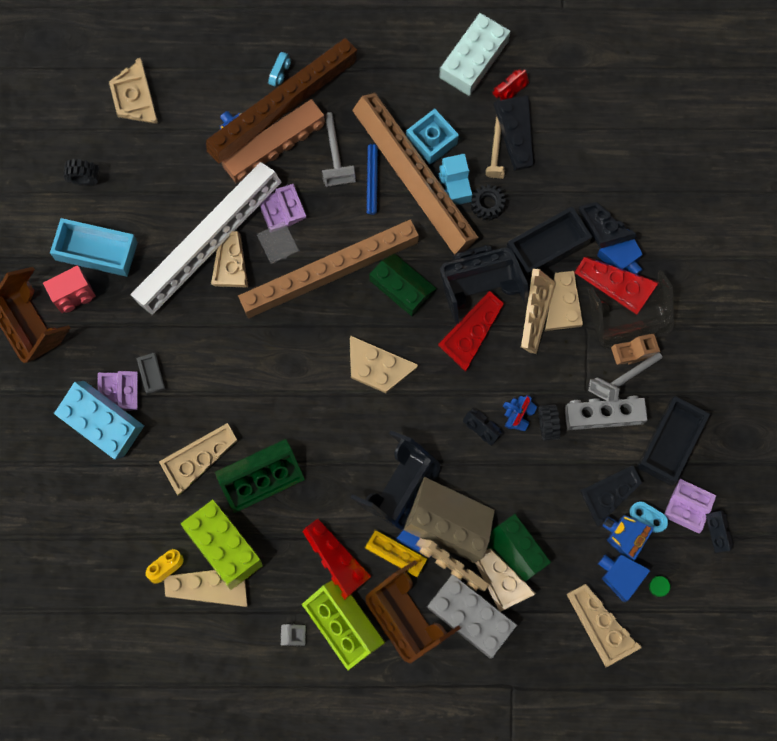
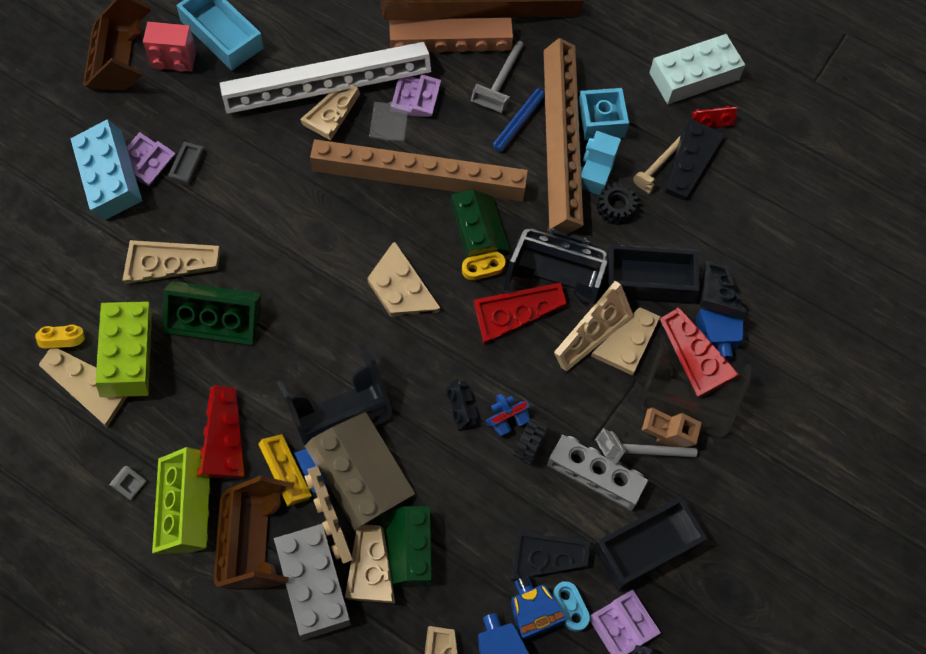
camera: 30 degrees right, 10 degrees down
(426, 313) = (481, 264): none -> yellow plate

